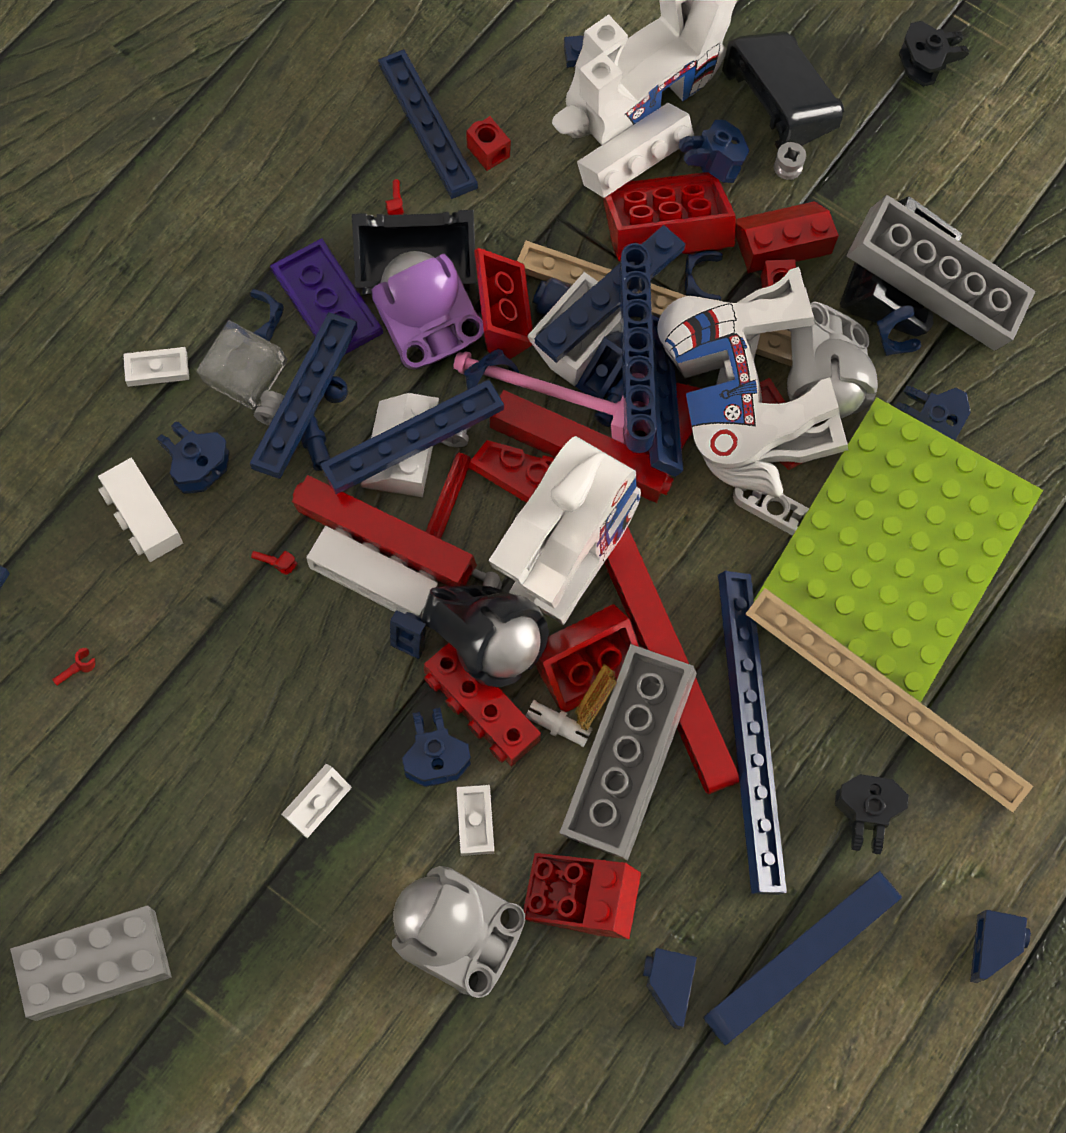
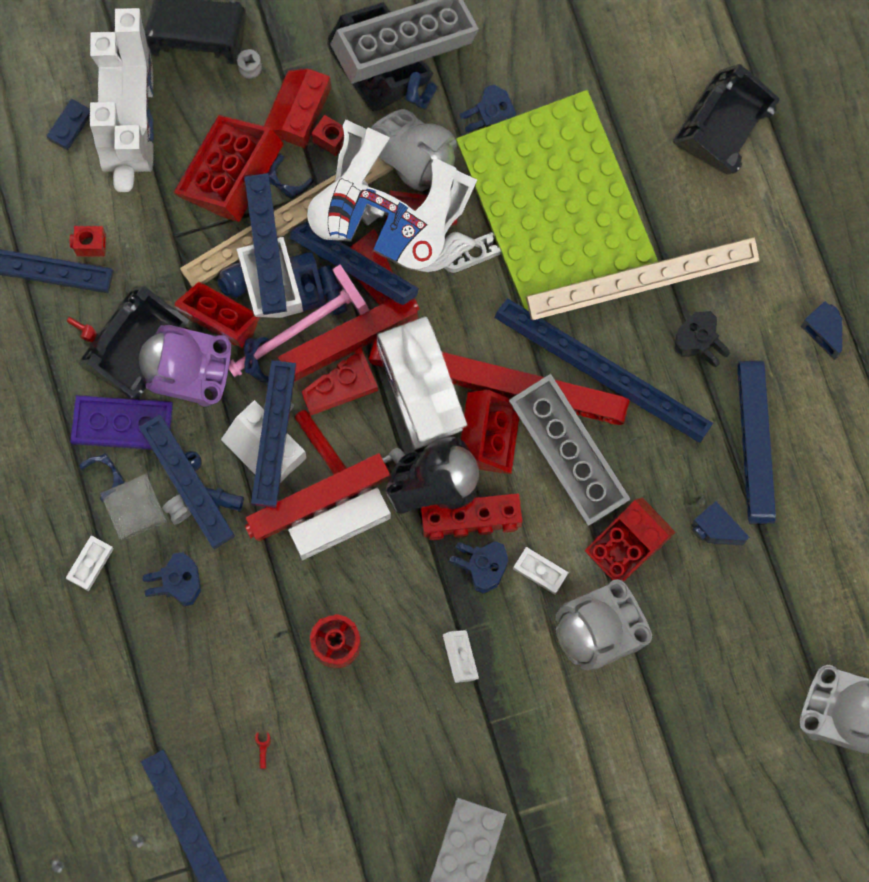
camera: 50 degrees left, 5 degrees up
(139, 510) = (186, 639): white brick -> none
(242, 675) = (331, 628): none -> red brick
(284, 564) = (289, 574): red hand -> none
(407, 633) = (397, 528): dark blue plate -> none
(557, 723) = (516, 479): white pin -> none
(595, 697) = (520, 445): clear yellow piece -> none
(633, 359) = (314, 246): dark blue beam -> none
(635, 150) = (169, 152): white brick -> none
(716, 151) = (210, 104): dark blue hinge -> none

